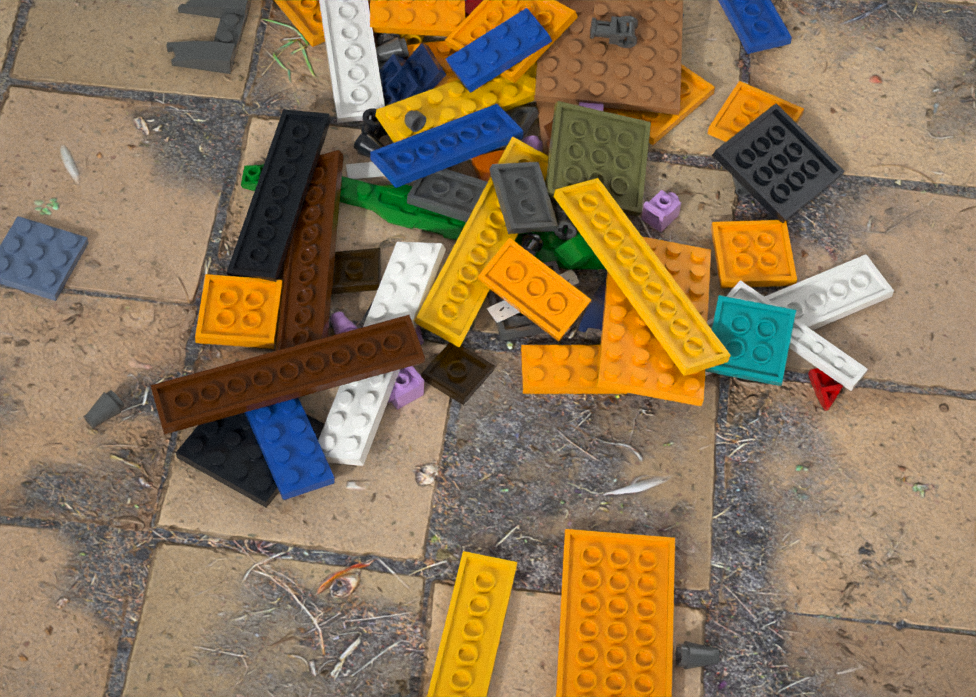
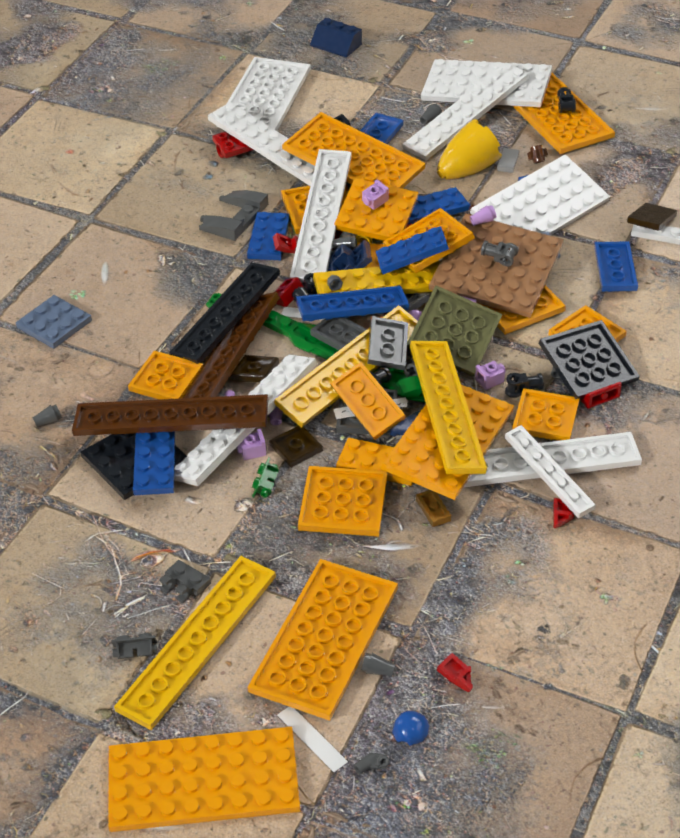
camera: 25 degrees right, 10 degrees down
(276, 57) = (261, 241): none -> blue plate
(310, 68) = (284, 243): none -> red slope
(341, 137) = (286, 289): none -> red slope
(405, 599) = (188, 579): none -> dark grey plate
(439, 422) = (262, 484): none -> green hinge
(555, 438) = (343, 501): none -> light orange plate
(671, 420) = (433, 508): none -> pearl gold plate
(705, 213) = (522, 381): none -> black connector
(754, 337) = (512, 465): teal plate -> none
(791, 637) = (456, 672): none -> red slope
(810, 209) = (602, 395): none -> red slope

